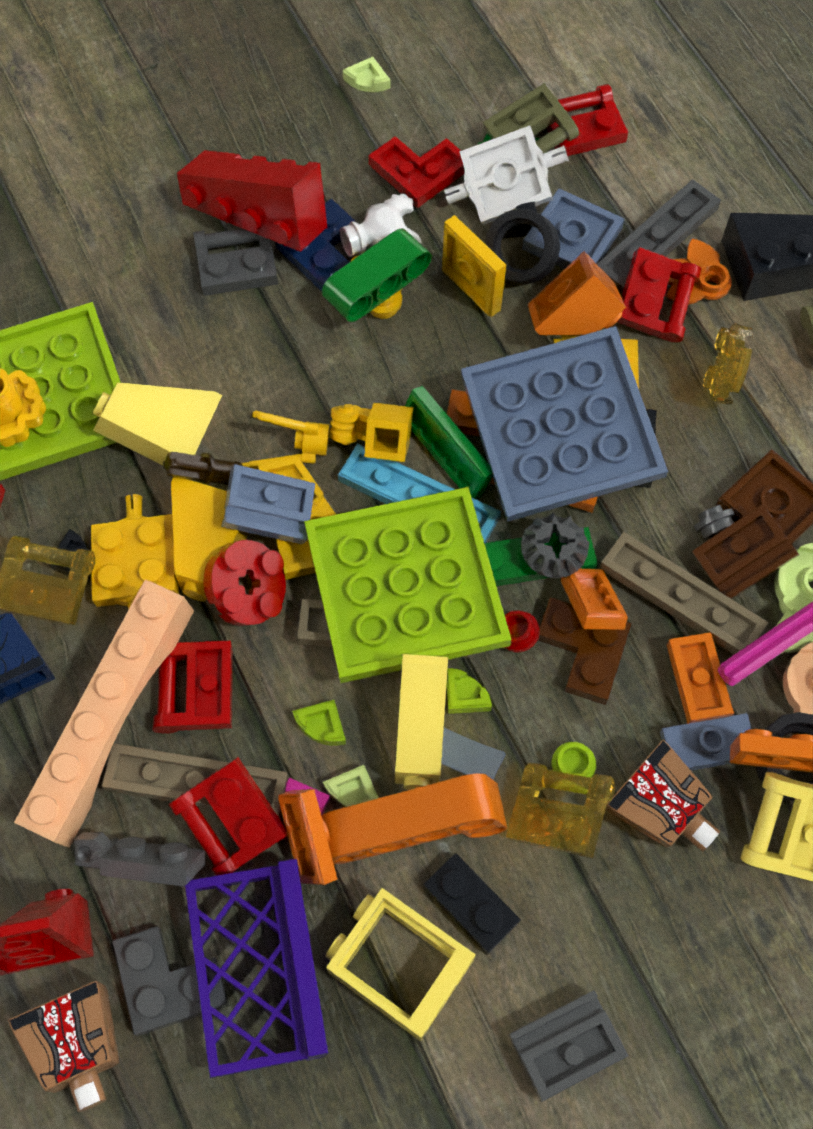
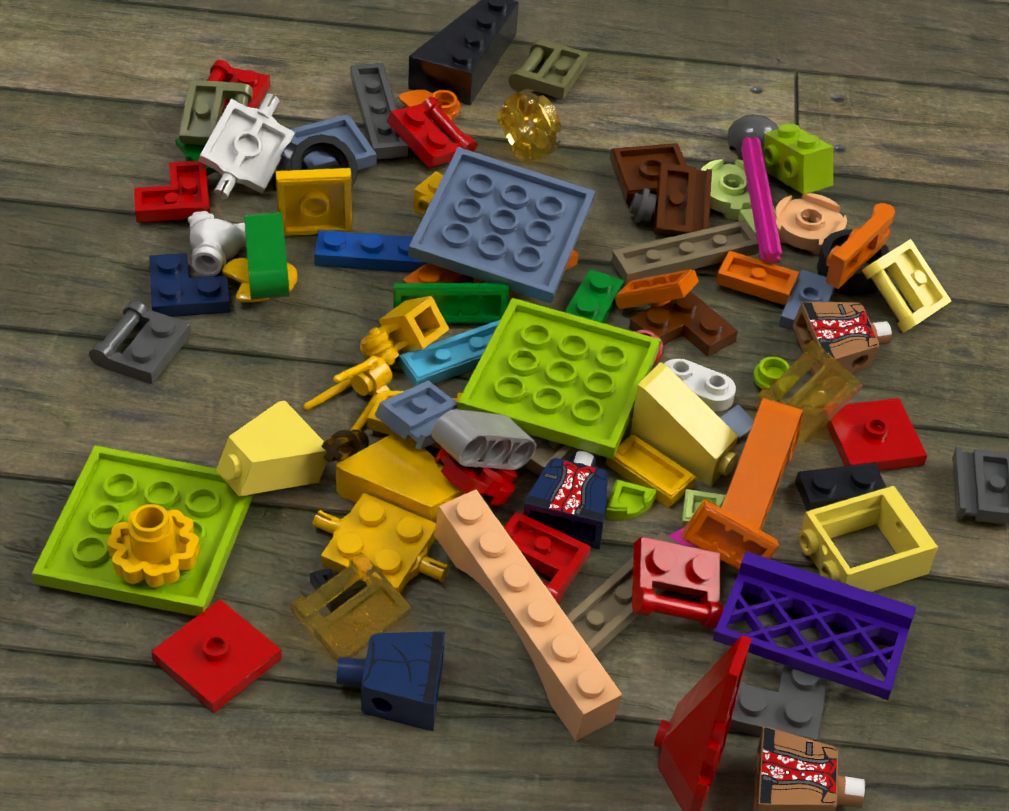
camera: 60 degrees left, 20 degrees down
(139, 860) = (670, 659): dark grey hinge -> none
(256, 568) = (483, 439): none -> light grey beam
(258, 195) = (111, 281): red wedge -> none
(278, 675) = (571, 498): none -> torso
(367, 76) = (46, 180): yellowish green tile -> none
(372, 722) = (651, 469): none -> yellow tile
(464, 331) = (365, 251): none -> blue plate
(512, 700) = (710, 386): none -> white plate
(541, 556) = (600, 295): dark grey gear -> none
(565, 902) = (876, 434): none -> red plate
(577, 301) = (401, 163): orange slope -> none

